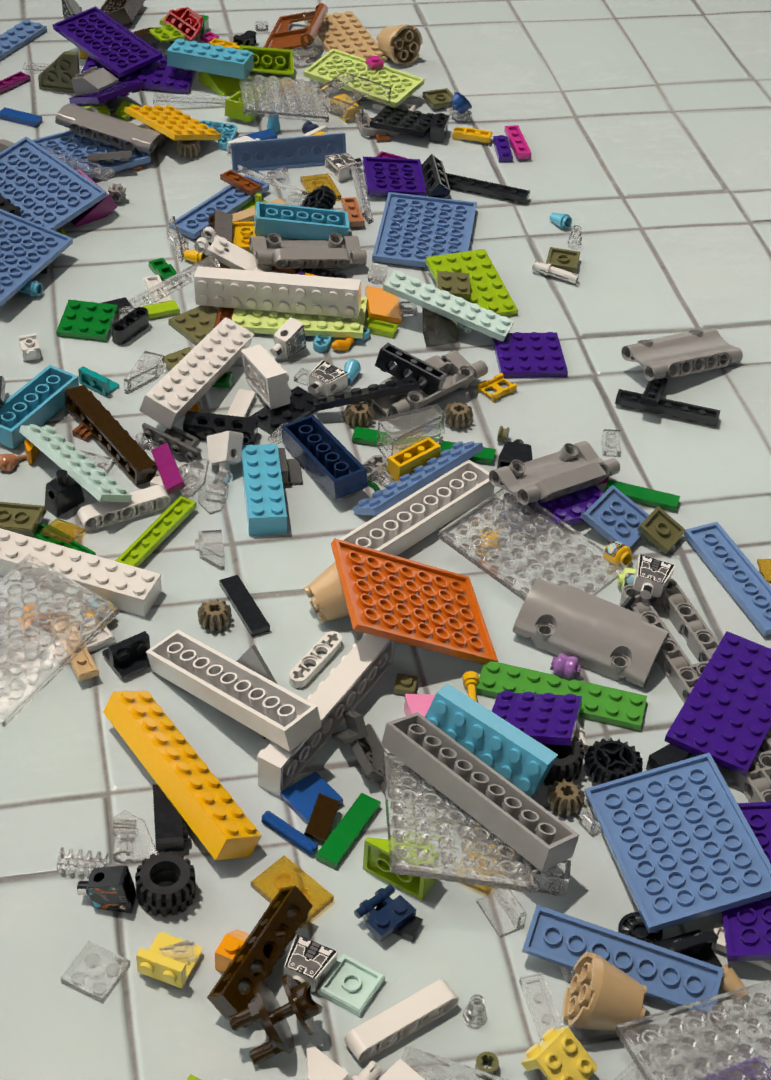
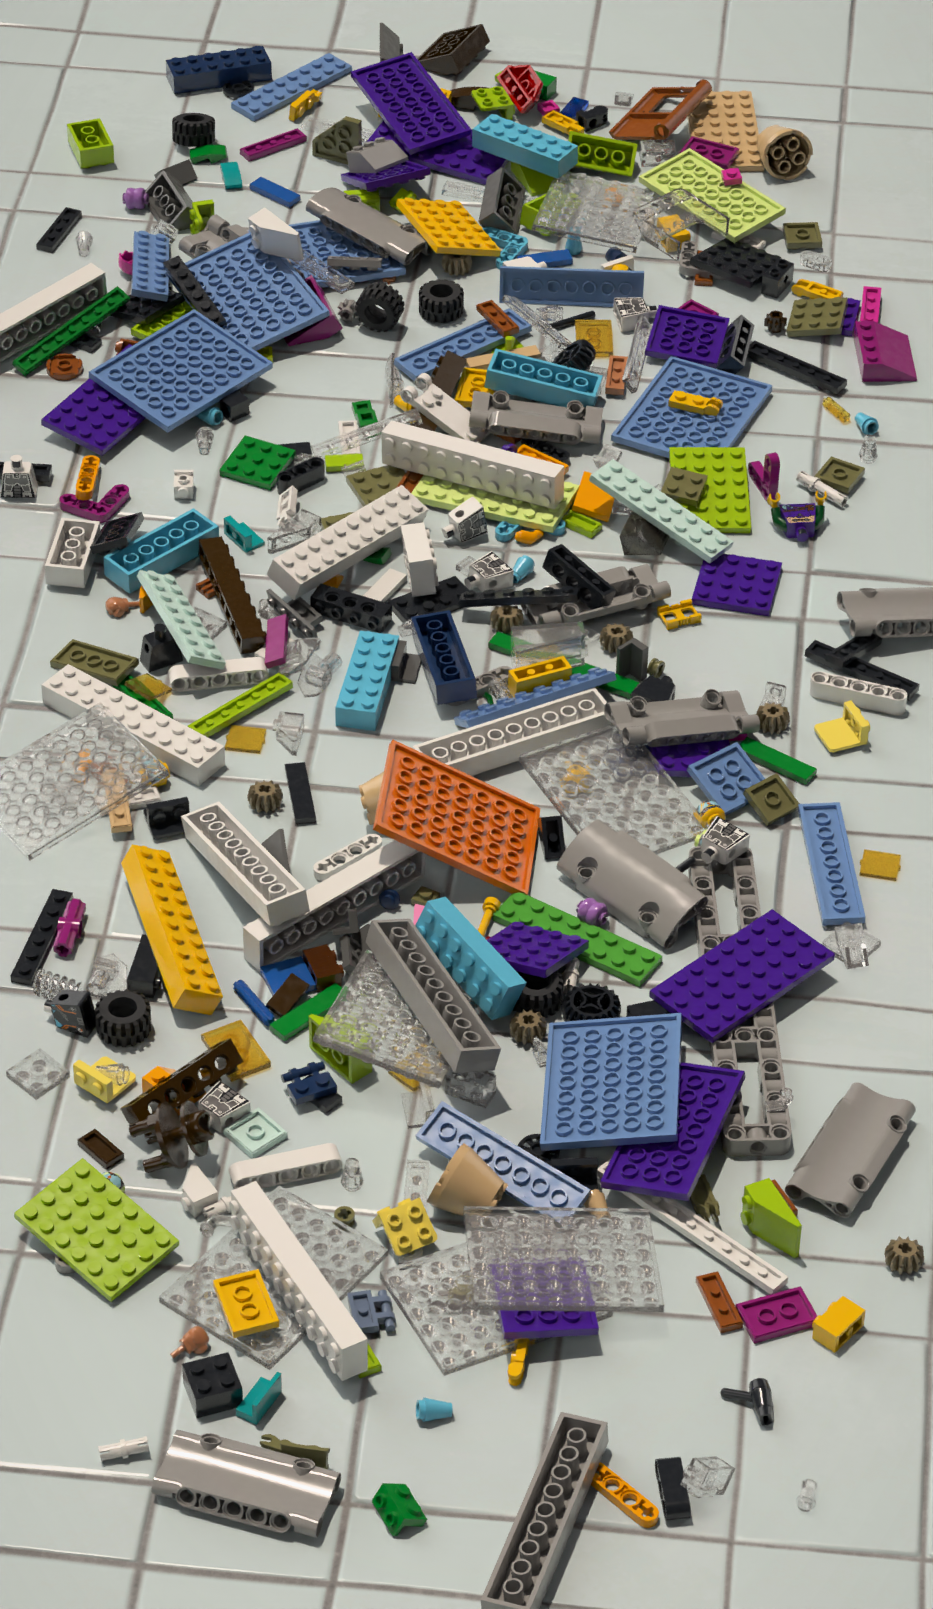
camera: 20 degrees right, 0 degrees up
(18, 54) = (303, 103): none -> yellow hinge
(33, 307) = (204, 440): none -> clear cone
(44, 138) = (274, 236): none -> white slope
(45, 810) = (40, 938): none -> black plate
(50, 278) = (234, 406): none -> black brick
(72, 792) = (69, 927): none -> magenta piece
(128, 351) = (286, 505): none -> white plate
(146, 175) = (384, 297): none -> black tyre
(172, 312) = (353, 468): none -> clear pin
(172, 563) = (245, 739): none -> clear yellow piece
(189, 176) = (441, 301): none -> black tyre
(194, 1047) = (100, 1149): none -> dark brown tile
(205, 101) = (502, 202): none -> dark grey slope
(225, 449) = (342, 631): white torso -> none
(228, 34) = (574, 105): none -> clear blue tile
(296, 178) = (569, 321): none -> black bar
(343, 778) = (323, 966): none -> reddish brown brick
(355, 50) = (718, 153): none -> magenta tile
(374, 693) = (389, 899): none -> dark blue plate
(427, 222) = (695, 403): none -> yellow hinge
(453, 158) = (775, 321): none -> dark brown gear
(460, 103) = (817, 247): blue piece -> none
(483, 151) = (817, 317): none -> olive plate
(486, 429) = (632, 659): none -> dark grey panel
(493, 601) = (551, 836): none -> black slope
(515, 277) = (766, 477): none -> magenta beam
(532, 213) = (836, 409): none -> clear yellow axle
(542, 170) = (883, 353): none -> magenta slope
(551, 297) = (798, 519): none -> torso
(624, 456) = (773, 718): none -> dark tan gear
(677, 426) = (862, 693): none -> white beam
(685, 458) = (846, 731): none -> light yellow bracket

